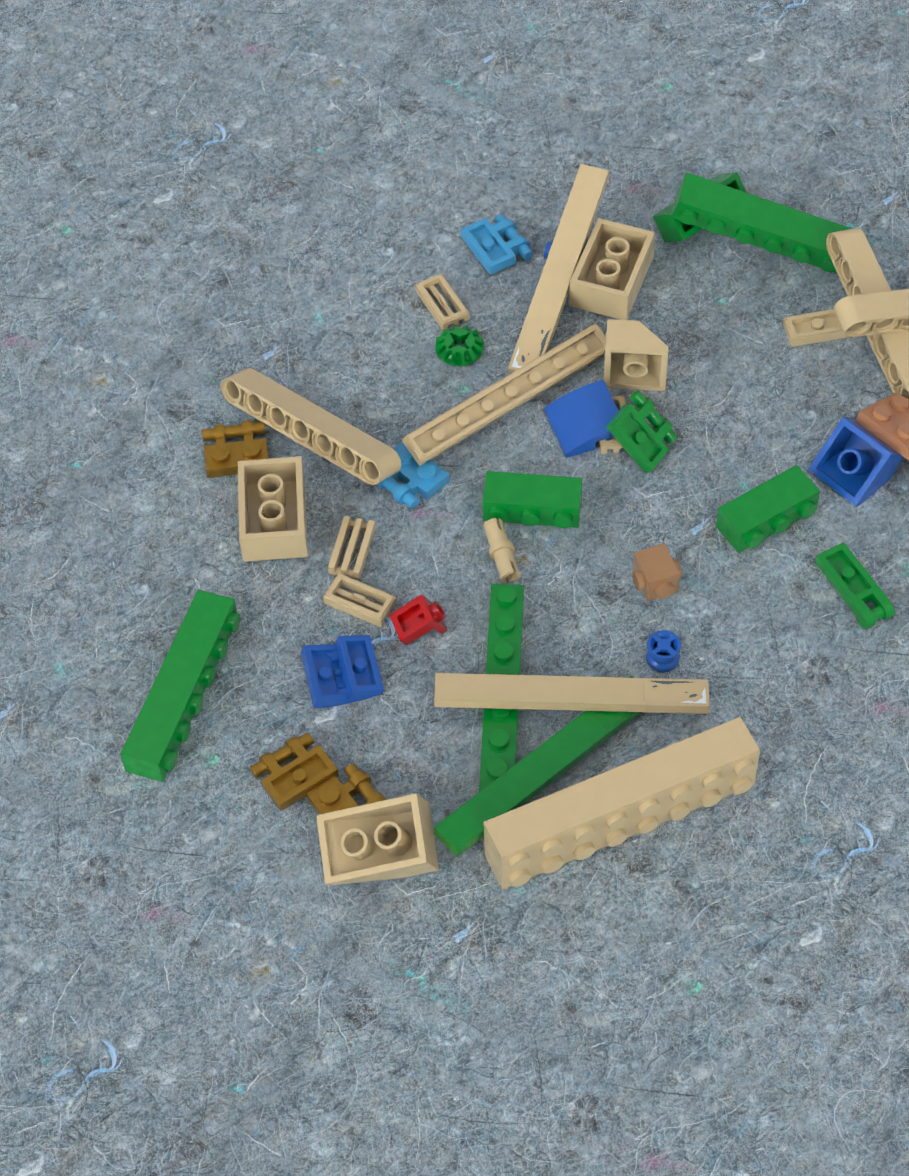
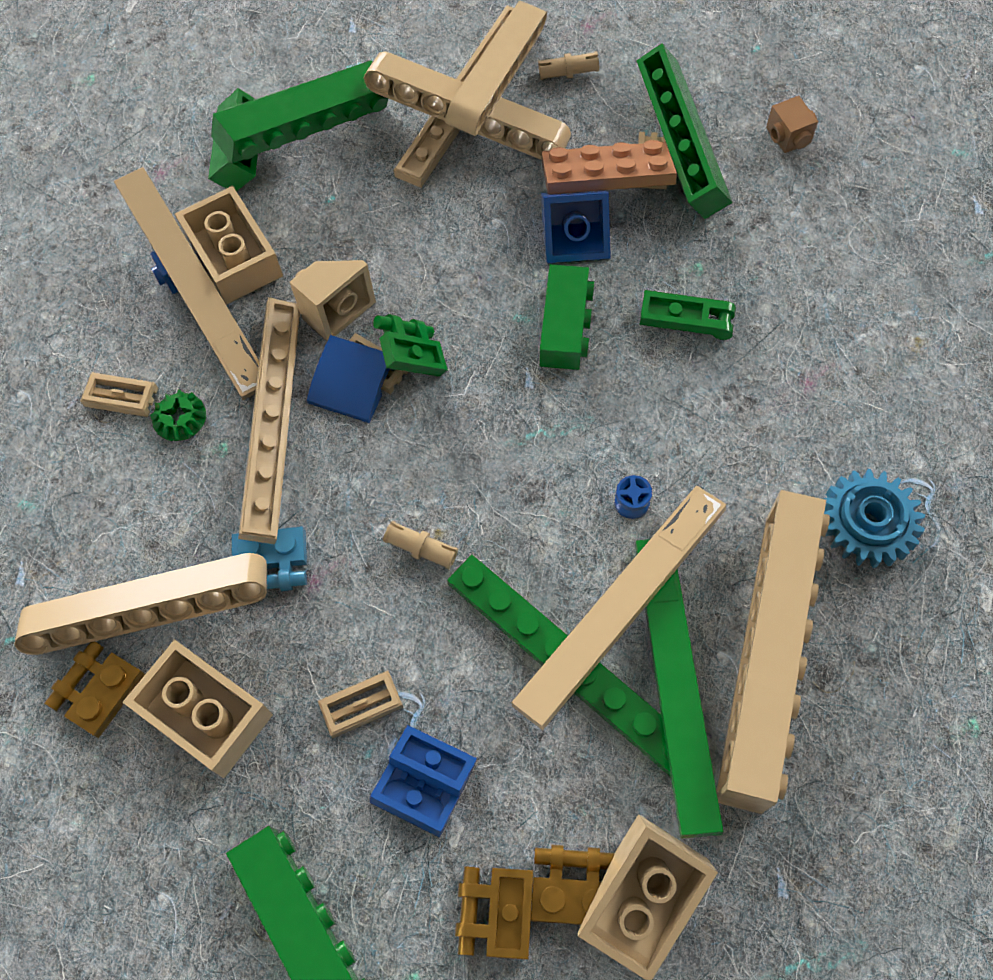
camera: 50 degrees left, 10 degrees up
(356, 526) = (282, 644): tan tile -> none
(417, 619) = (430, 670): red bracket -> none
(489, 247) = (103, 315): dark azure plate -> none
(532, 499) = (393, 481): green brick -> none
(656, 572) = (553, 443): medium nougat brick -> none
(815, 828) = (896, 516): none -> dark azure gear

